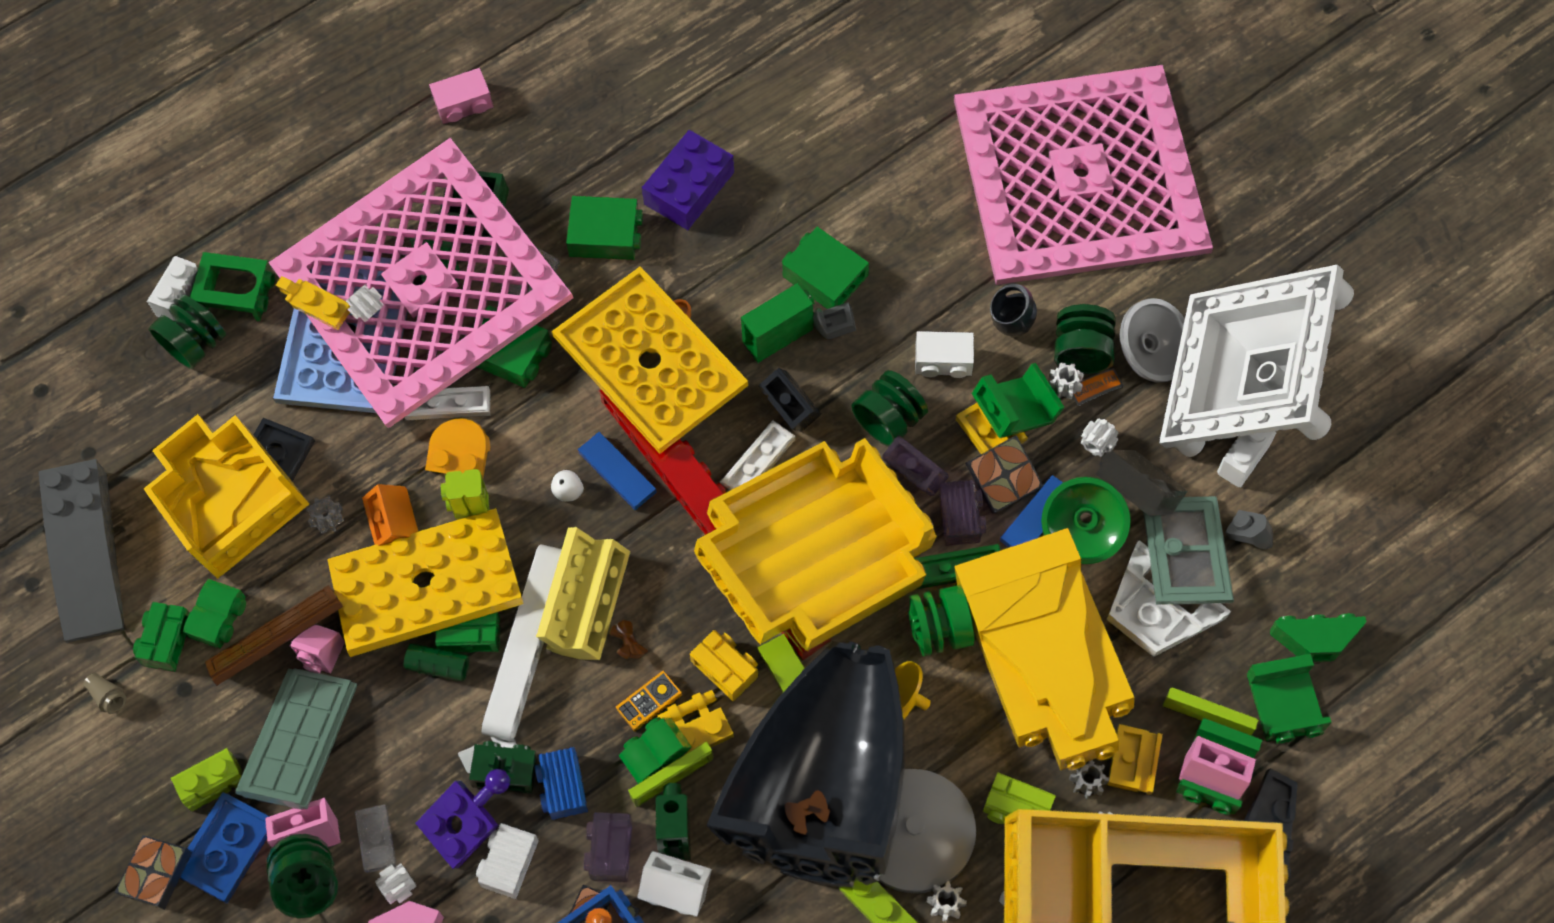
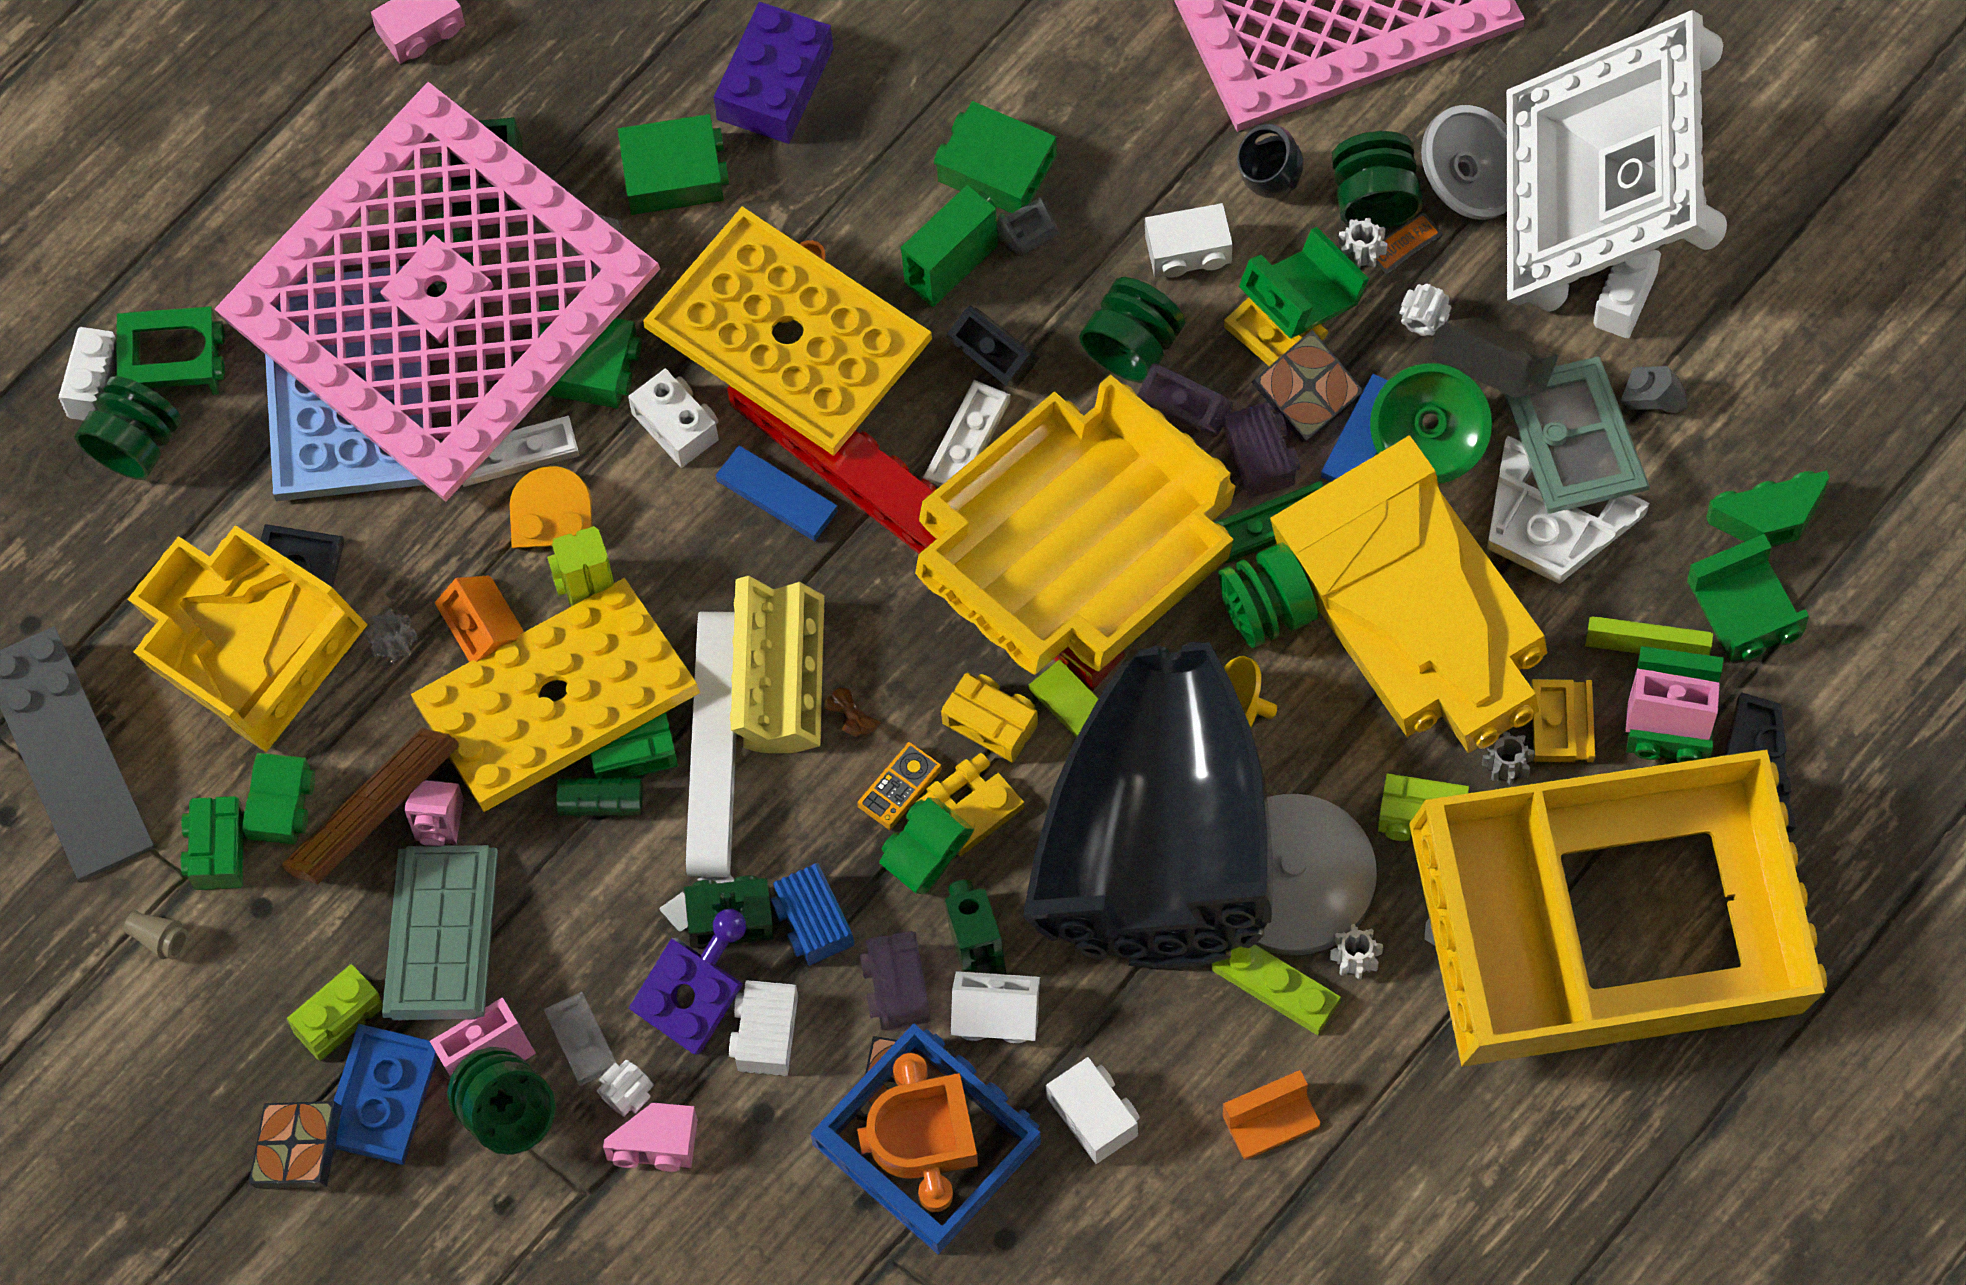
camera: 10 degrees left, 0 degrees up
(315, 302) = (300, 349): yellow hinge -> none
(365, 303) = (373, 335): white gear -> none
(559, 403) = (674, 417): none -> white brick
(566, 486) = (714, 527): white piece -> none
(671, 774) = (957, 868): lime tile -> none
(797, 811) = (1134, 882): reddish brown piece -> none

